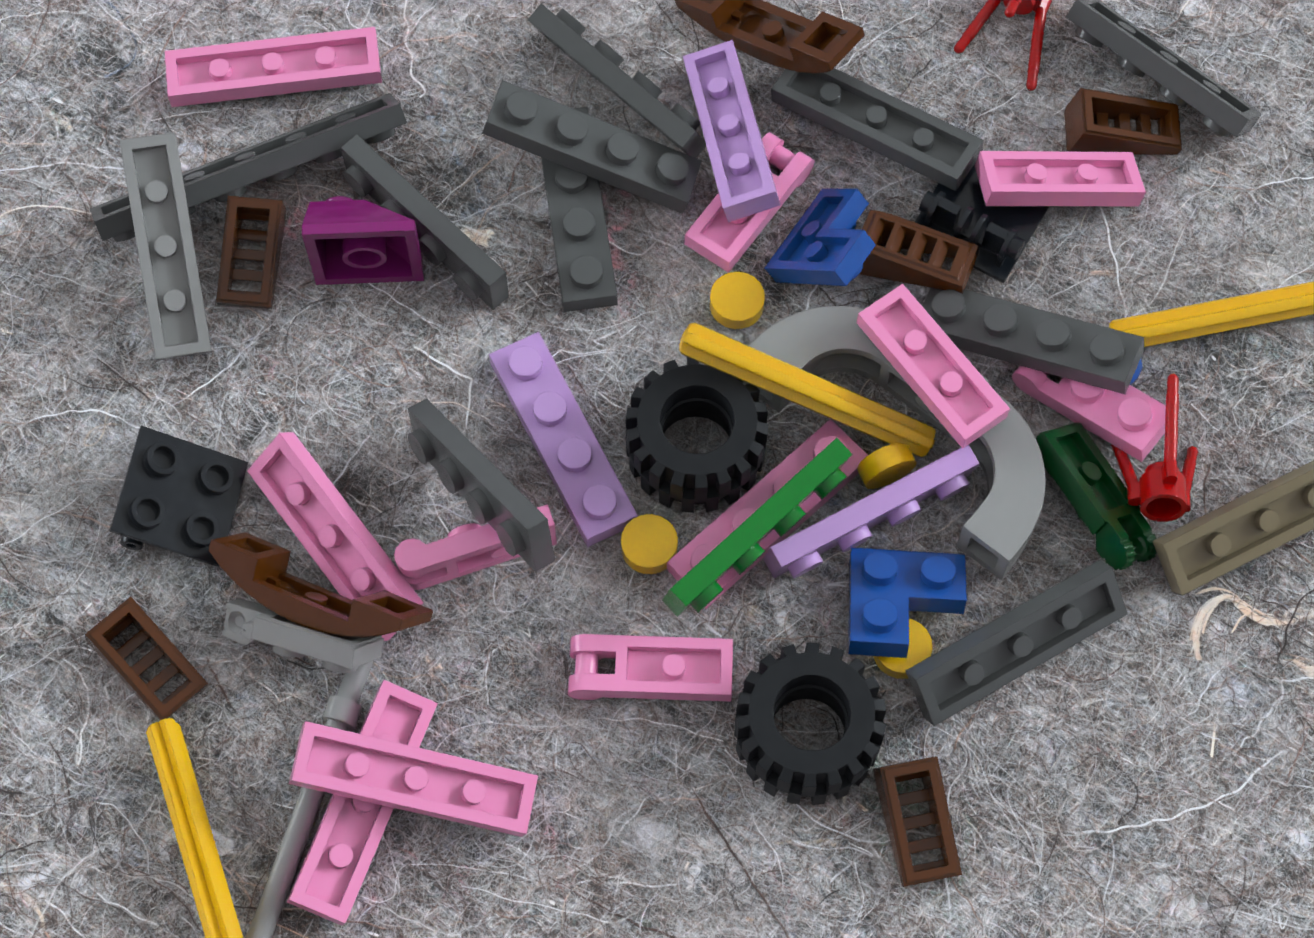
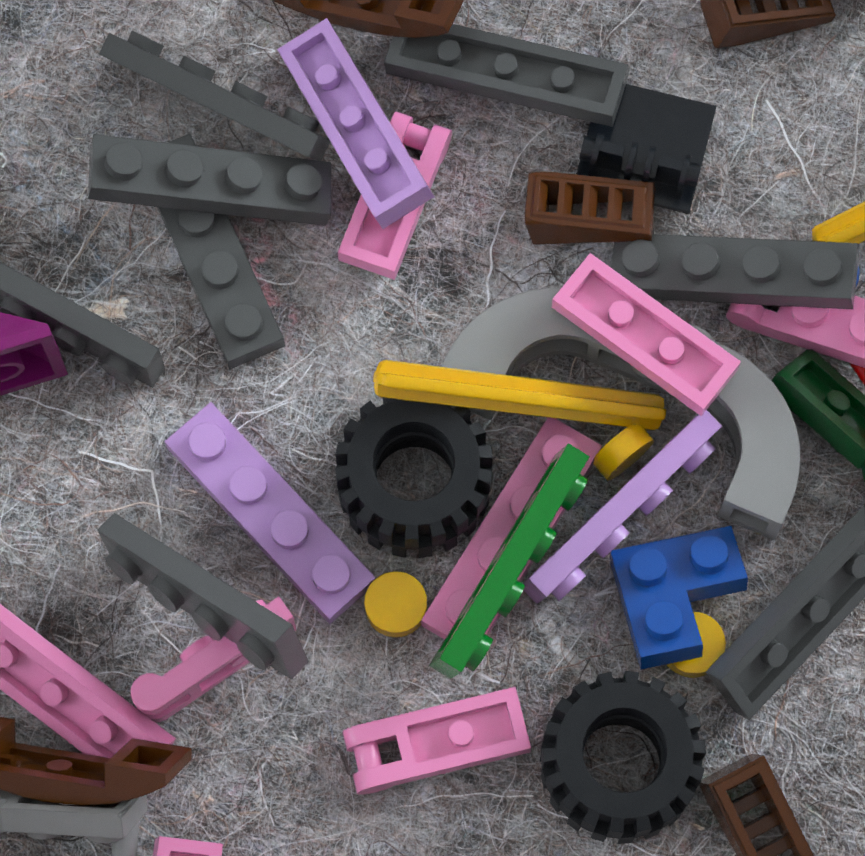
camera: 15 degrees left, 5 degrees up
(737, 300) = (412, 308): yellow tile -> none
(824, 242) = (484, 226): blue plate -> none
(1059, 178) = (718, 85): bright pink plate -> none

